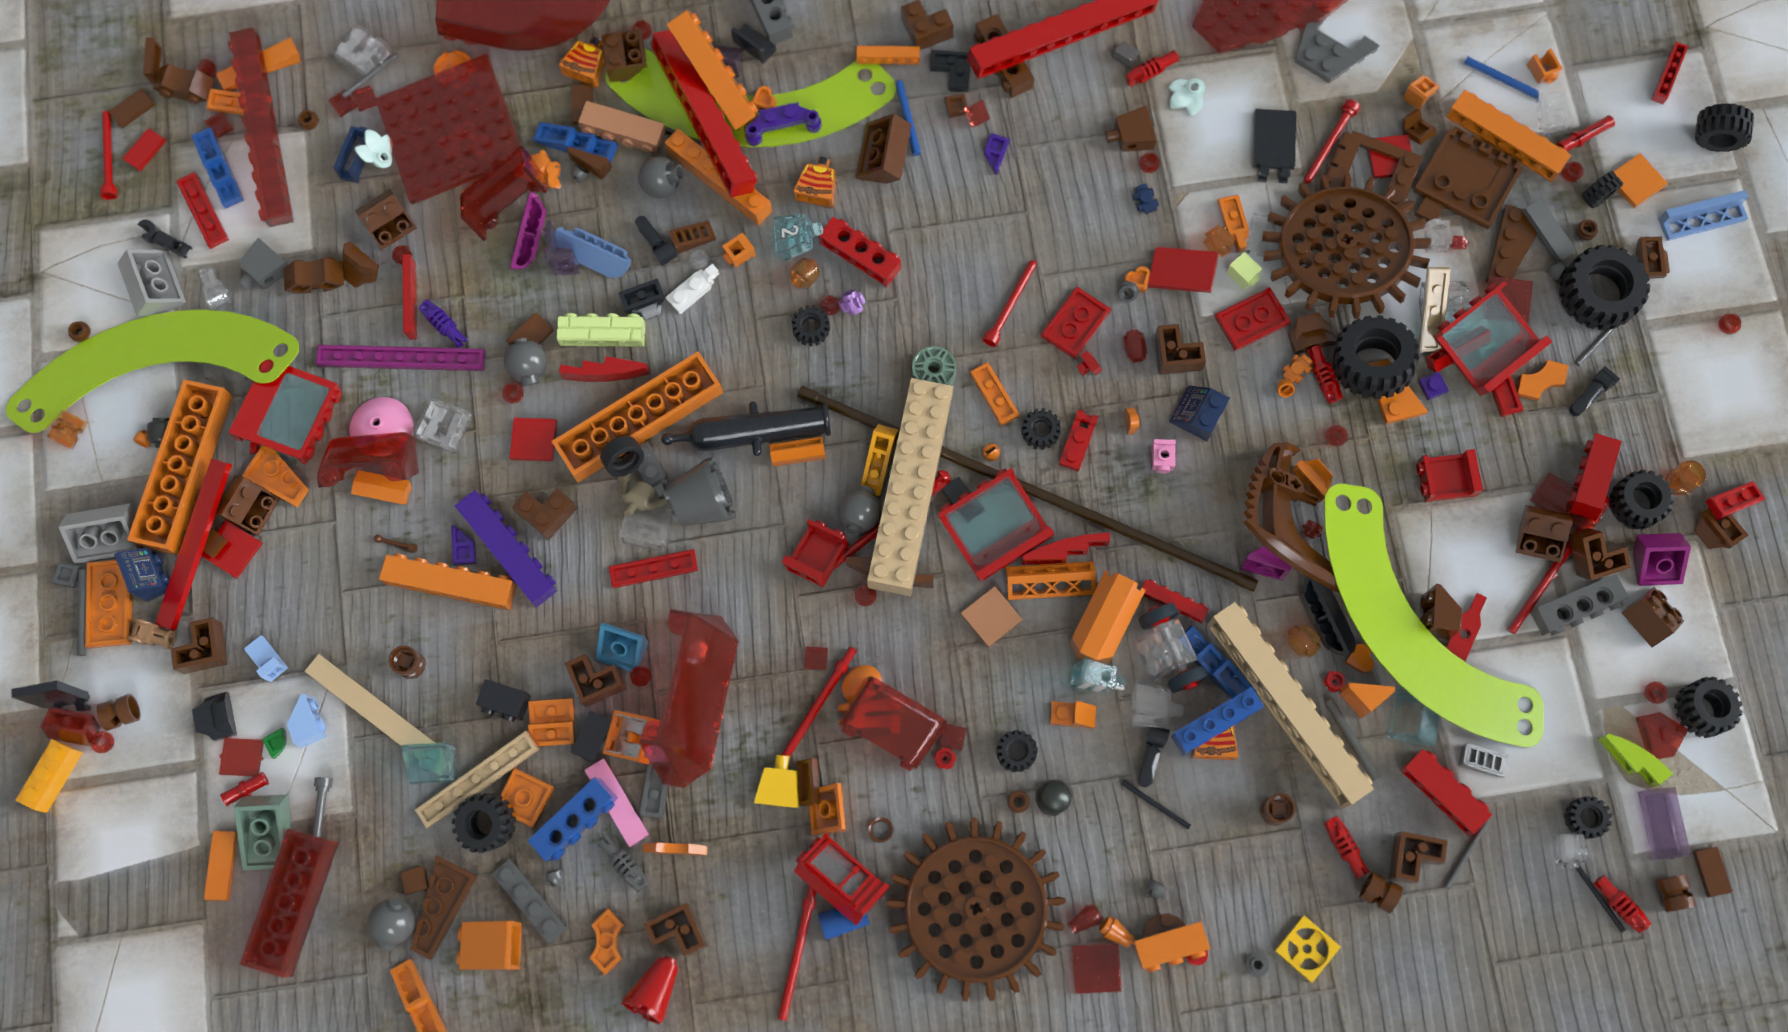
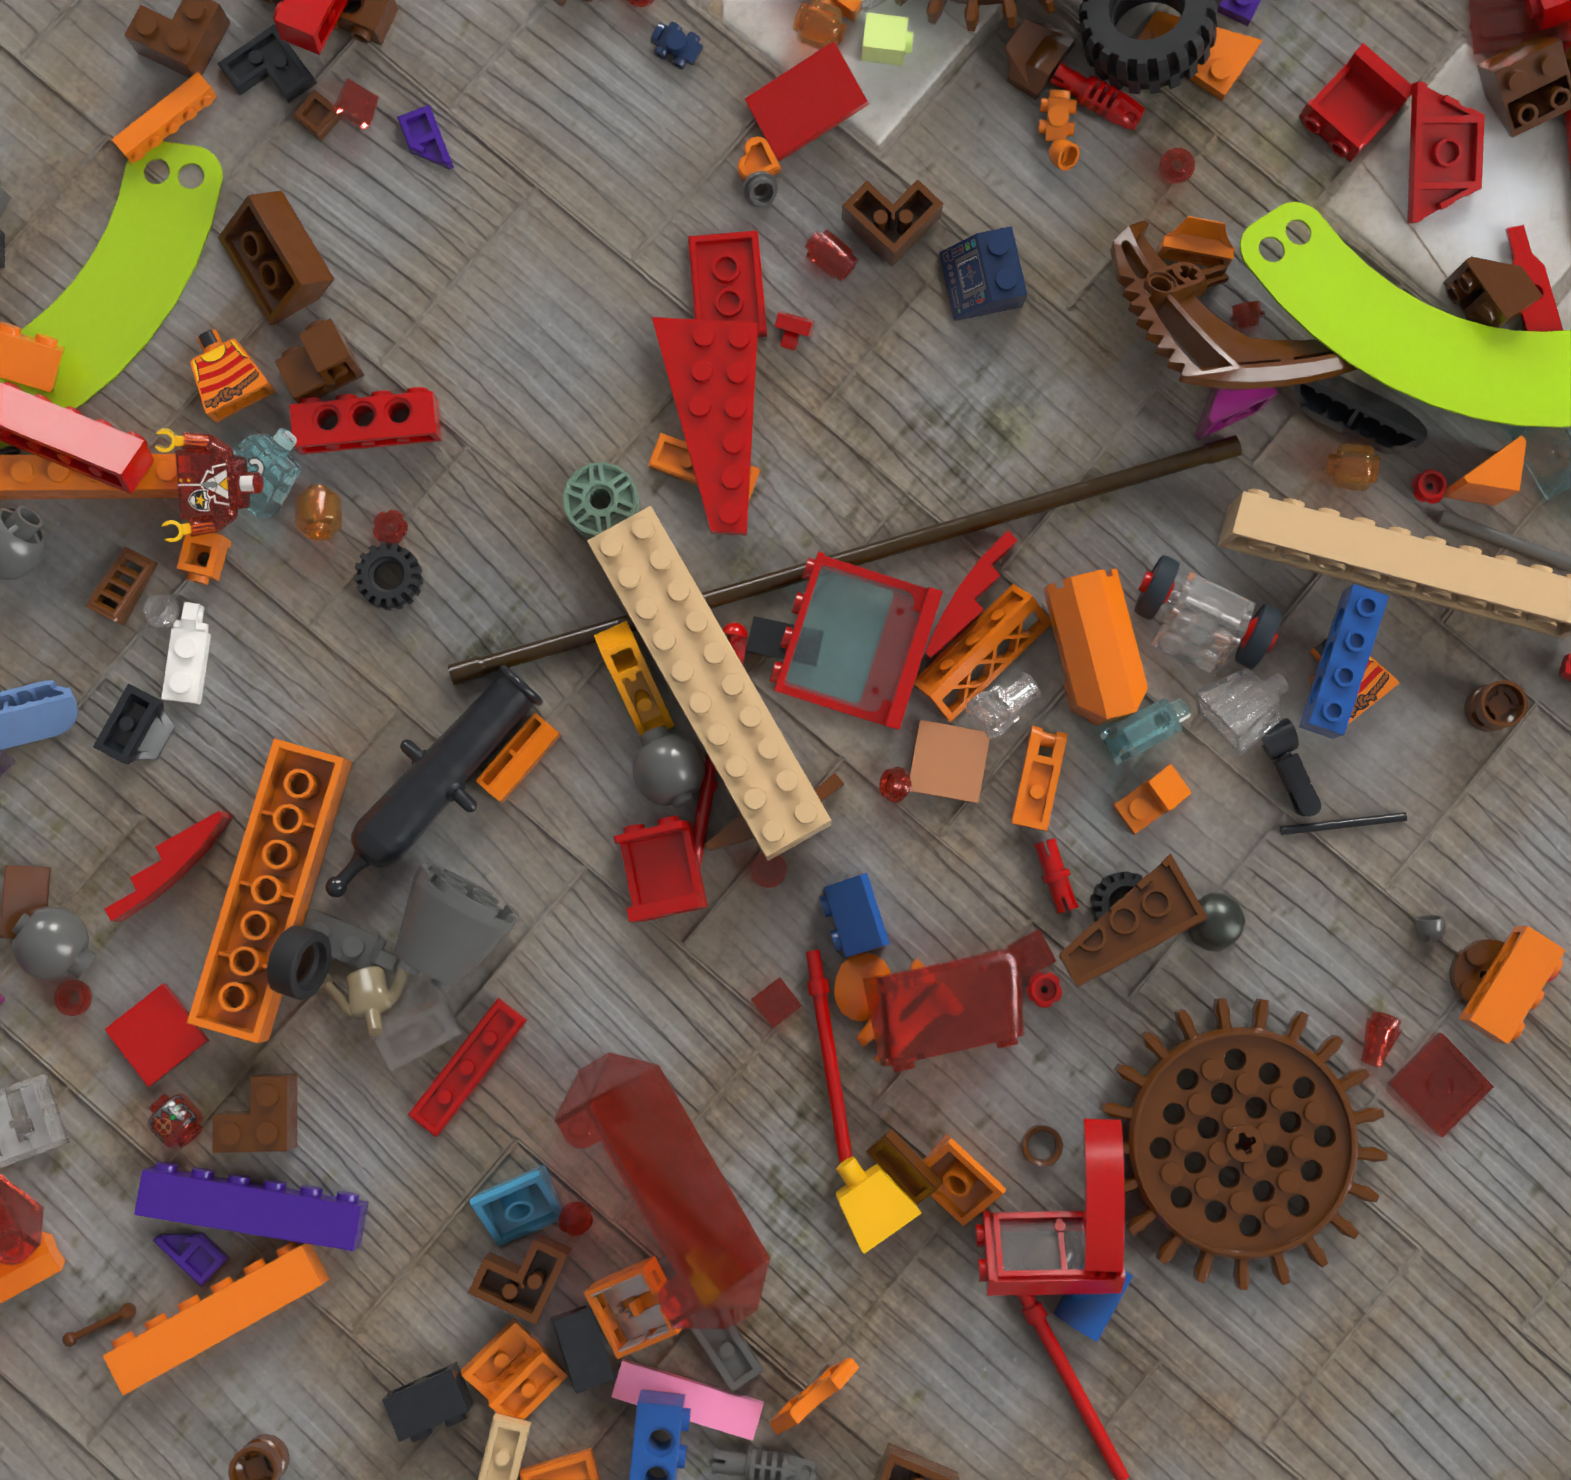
camera: 45 degrees left, 10 degrees up
(507, 482) = (175, 1120): none -> clear red head
(601, 331) = (115, 816): yellowish green brick -> none
(663, 251) = (101, 639): black piece -> none
(763, 98) = (51, 317): orange tile -> none
(769, 220) = (210, 483): none -> clear red torso
(779, 118) = (98, 324): dark purple plate -> none
(852, 302) = (416, 500): medium lavender gear -> none
(862, 210) = (321, 364): none -> reddish brown brick
(886, 647) = (855, 916): none -> blue slope
(886, 870) = (1104, 1195): none -> red slope
(907, 116) = (266, 184): blue bar -> none
(957, 605) = (895, 784): none -> clear red plate
(992, 336) = (637, 393): red piece -> none
(992, 456) = (773, 549): orange hinge -> none
(996, 710) = (1056, 875): none -> red pin
(1015, 761) = (1144, 918): none -> reddish brown wing
(1018, 794) = (1189, 967): reddish brown plate -> none
(1026, 364) = (714, 394): none -> red wing
(1026, 660) = (1038, 780): none -> orange plate
(1038, 611) = (1000, 707): none -> clear connector
(1041, 441) = (804, 444): black tyre -> none
(1078, 441) = (863, 441): red plate -> none
(1116, 932) = (1425, 1022): orange cone -> none
(1131, 420) = (908, 358): orange tile -> none
(1159, 447) = (973, 371): bright pink brick -> none
(1185, 606) = (1147, 552): red piece -> none
(1219, 669) = (1280, 589): blue slope -> none
(1252, 319) = (946, 96): red tile -> none
(1361, 659) = (1441, 432): orange tile -> none
(1473, 531) = (1443, 152): none -> red wing

